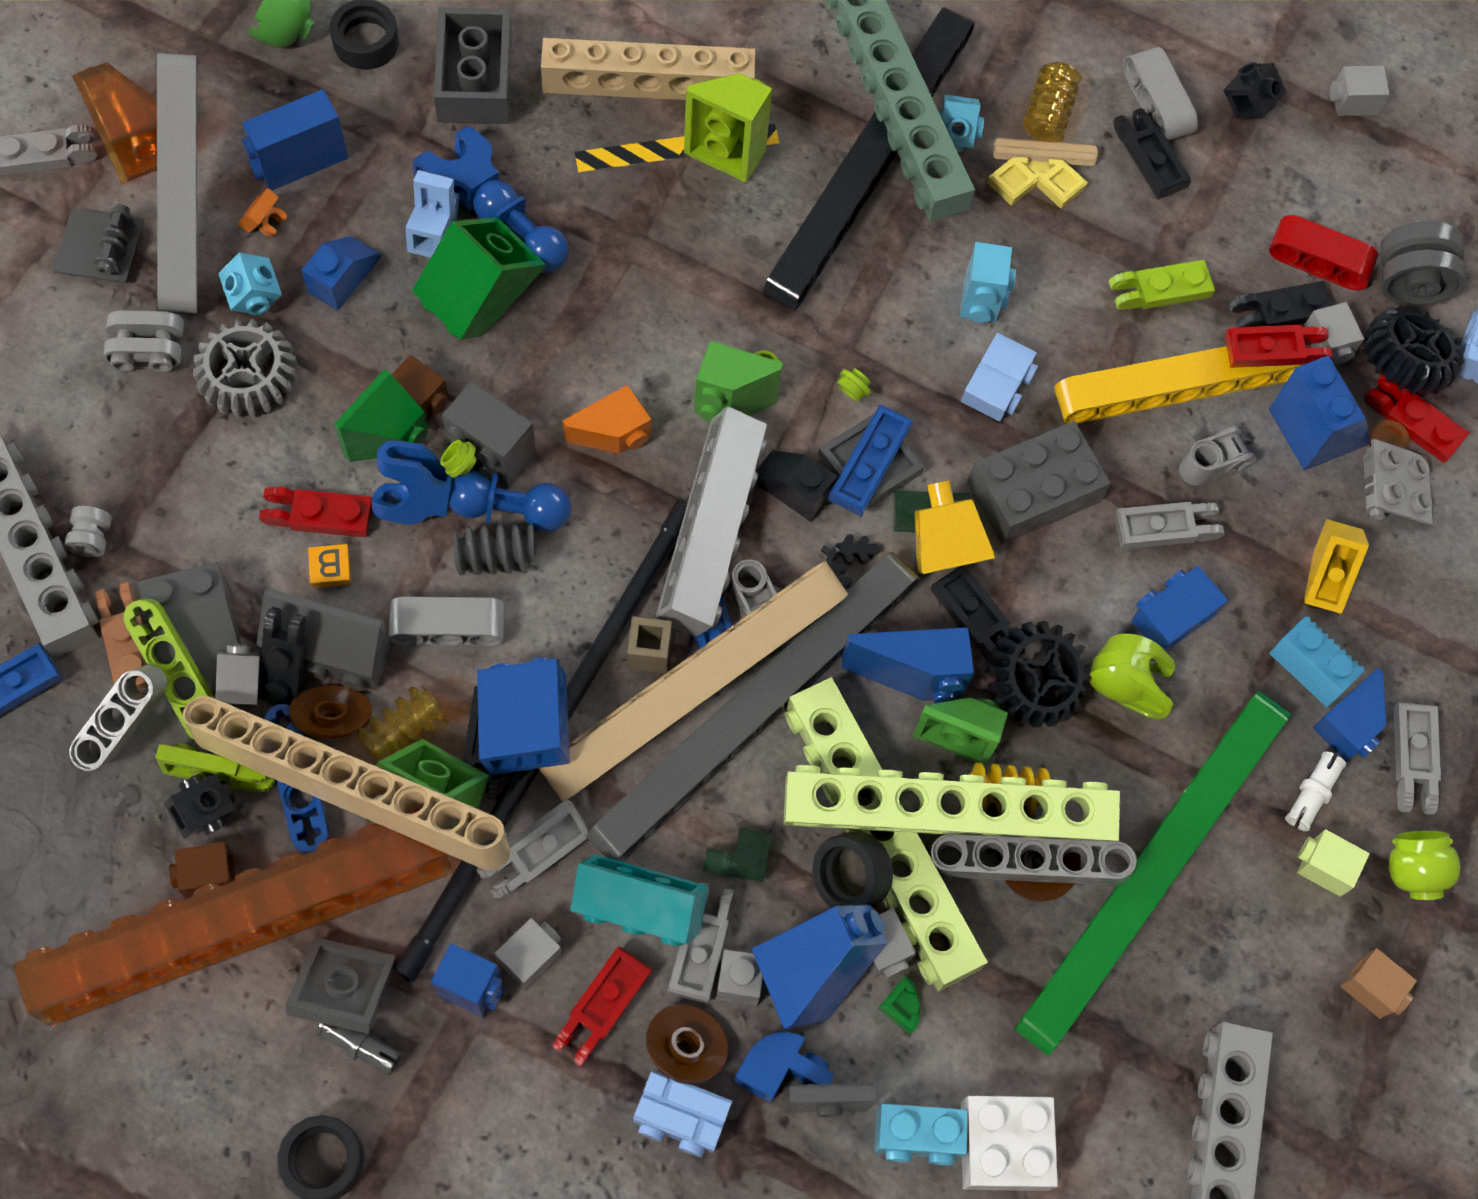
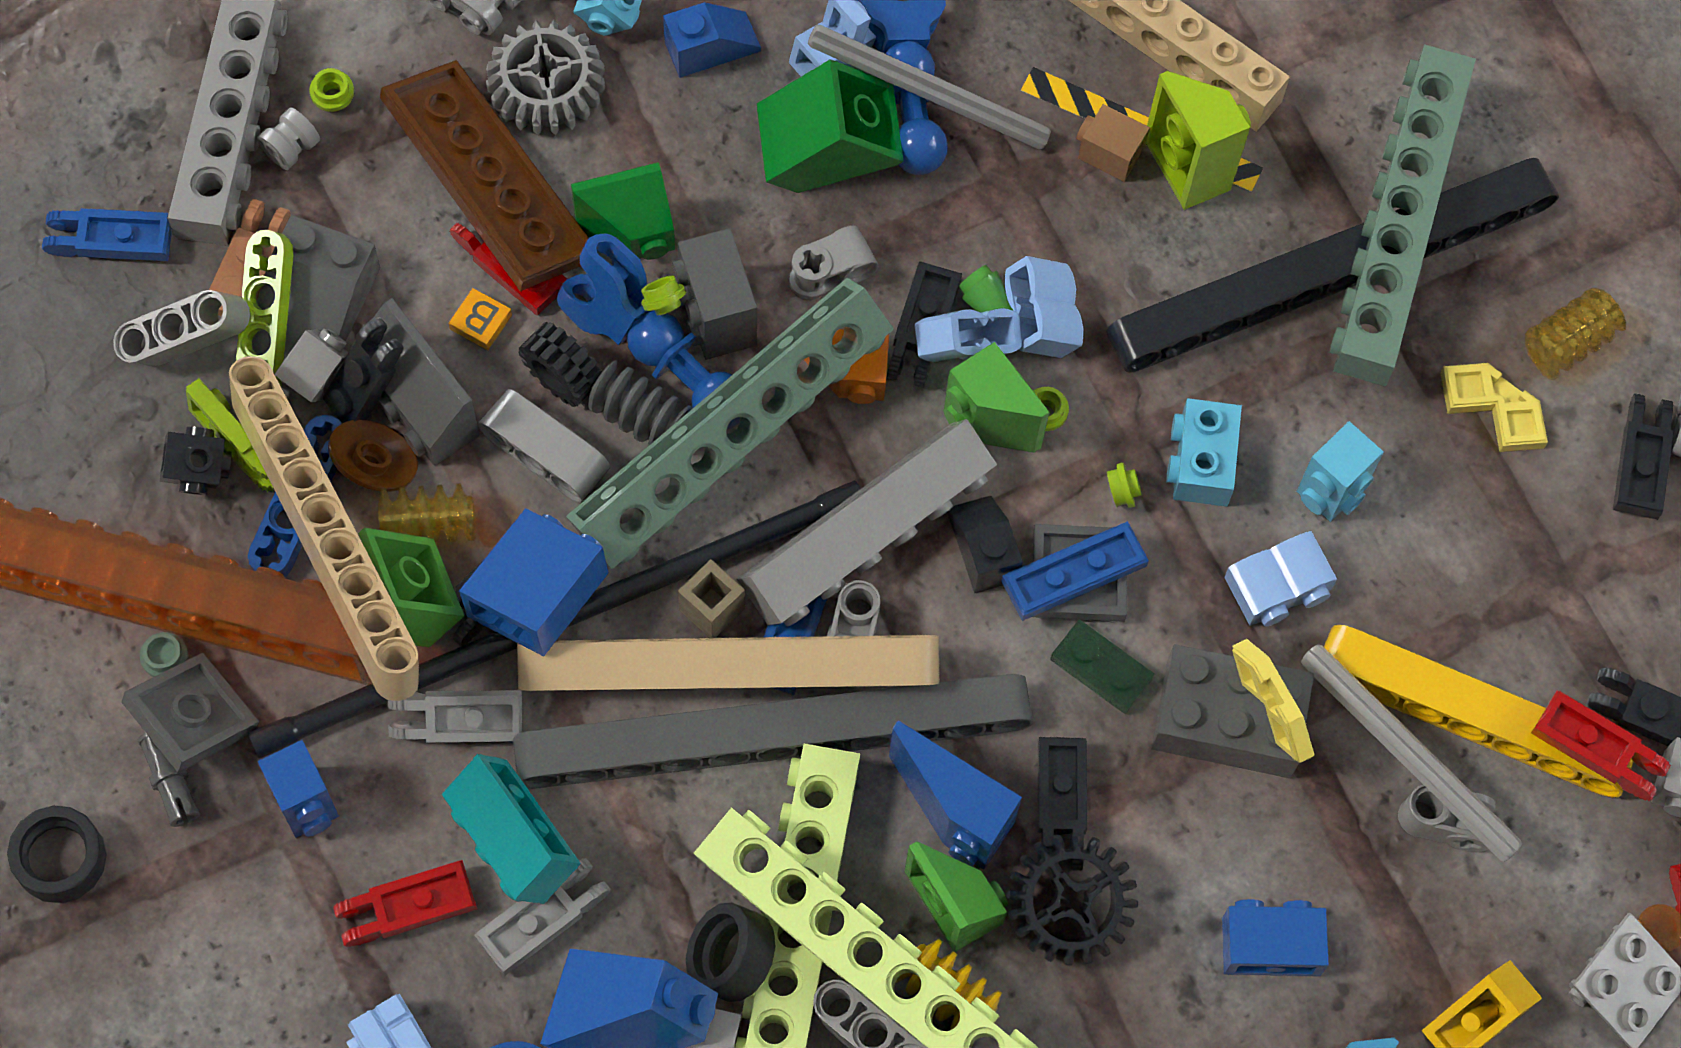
camera: 40 degrees right, 0 degrees up
(89, 468) = (331, 79): none -> lime plate
(201, 867) = (153, 517): reddish brown brick -> none
(257, 461) = (487, 173): none -> reddish brown tile
(285, 959) = (162, 653): none -> sand green plate
(417, 556) = (560, 363): none -> black tyre
(423, 385) = (691, 203): reddish brown brick -> none
(523, 203) = (928, 86): none -> light grey axle
(530, 952) = (378, 807): light grey brick -> none
(547, 366) = (831, 262): none -> light grey piece
(571, 513) = (707, 422): none -> sand green brick
(638, 360) = (930, 295): none -> black hinge
(669, 166) = (1112, 142): none -> medium nougat brick
(671, 320) = (984, 290): none -> bright green cone
(680, 351) = (967, 333): none -> light blue brick
(697, 1033) = (468, 985): reddish brown dish -> none
(713, 302) = (1045, 300): none -> light blue brick
(739, 978) = (541, 970): light grey brick -> none
(747, 861) = (645, 871): clear green piece -> none
(848, 551) = (985, 645): black animal -> none
(889, 327) = (1206, 452): none -> medium azure brick
(949, 532) = (1094, 696): yellow torso -> none
(966, 111) = (1451, 288): medium azure brick -> none
(1043, 150) = (1527, 378): tan axle -> none
(1089, 455) = (1265, 683): none -> light yellow tile
(1124, 674) = (1155, 958): lime helmet -> none
(1163, 285) = (1542, 603): lime hinge -> none
(1166, 524) = (1336, 847): light grey hinge -> none
(1171, 429) = (1412, 753): none -> light grey axle
(1319, 414) = (1596, 849): blue slope -> none

